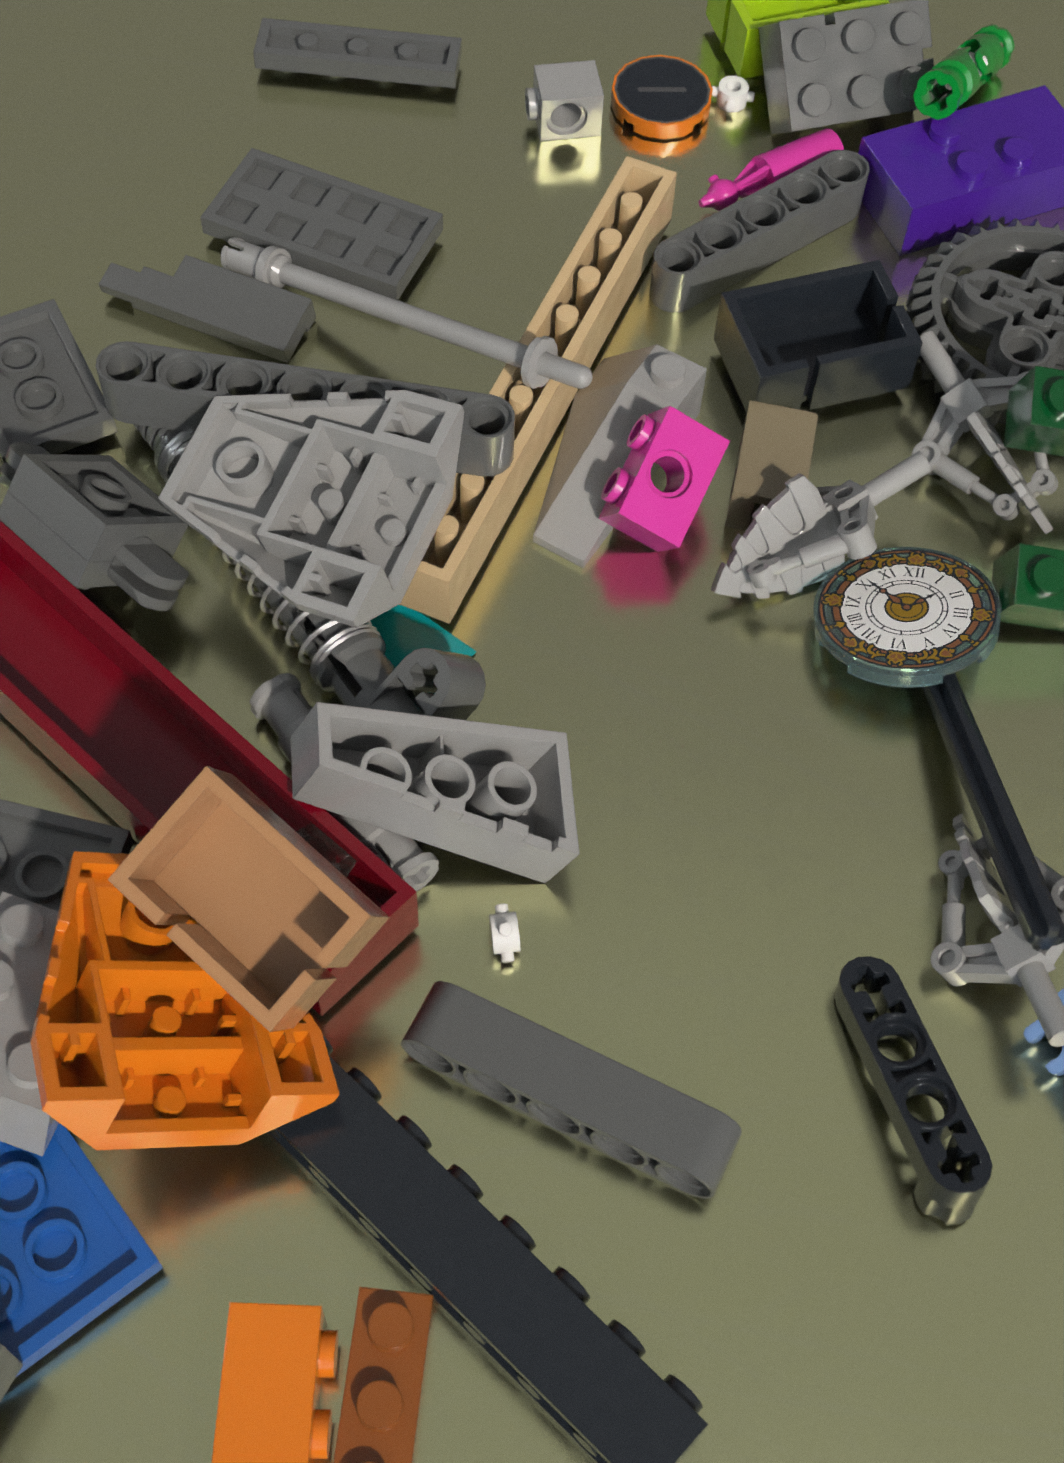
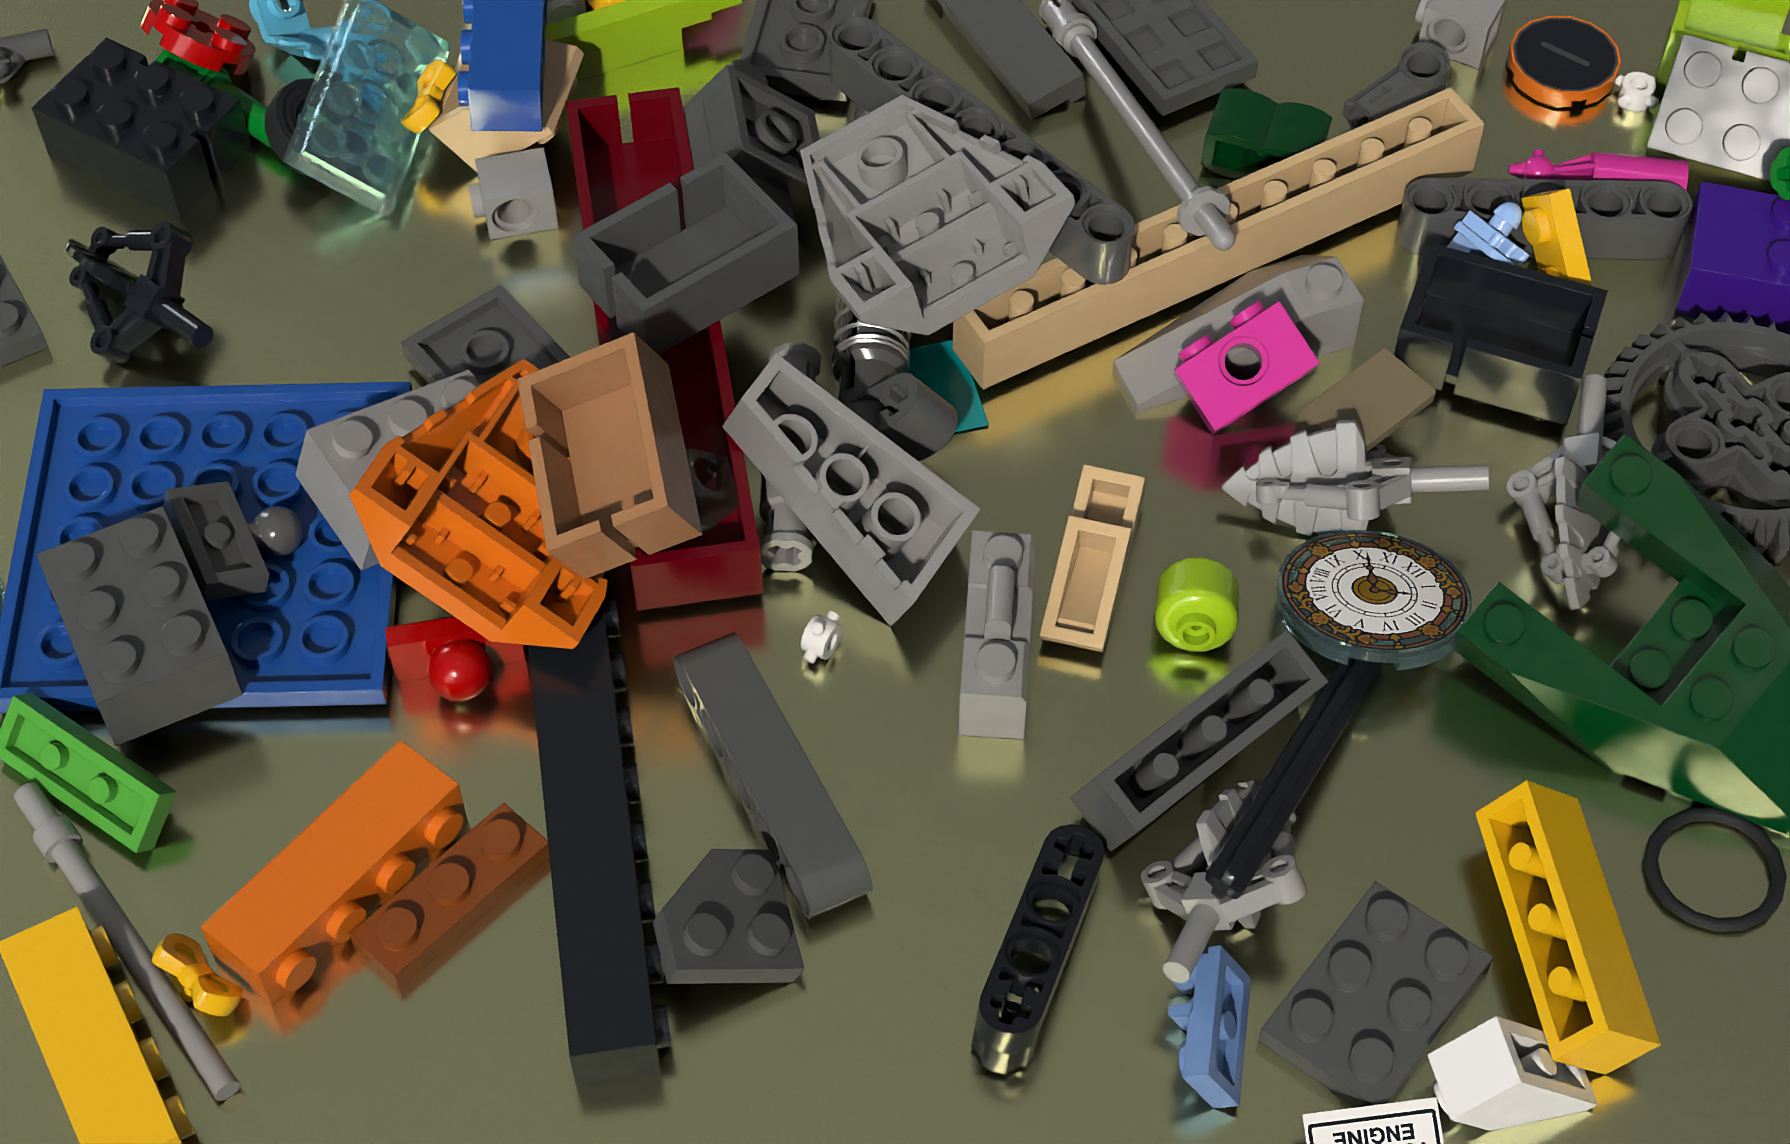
camera: 40 degrees right, 5 degrees down
(152, 669) = (678, 281): none -> dark grey piece
(199, 1179) = (448, 654): none -> red tile
(498, 277) = (1257, 132): none -> dark green brick
(572, 184) = (1419, 74): none -> dark grey piece
(654, 835) = (997, 635): none -> light grey piece
(655, 1255) = (729, 923): none -> dark grey plate
(669, 717) = (1093, 558): none -> tan slope
(749, 266) = (1491, 238): none -> light blue piece
(782, 704) = (1197, 600): none -> lime head
(800, 236) = (1555, 235): none -> yellow plate
(890, 825) = (1198, 740): none -> dark grey brick

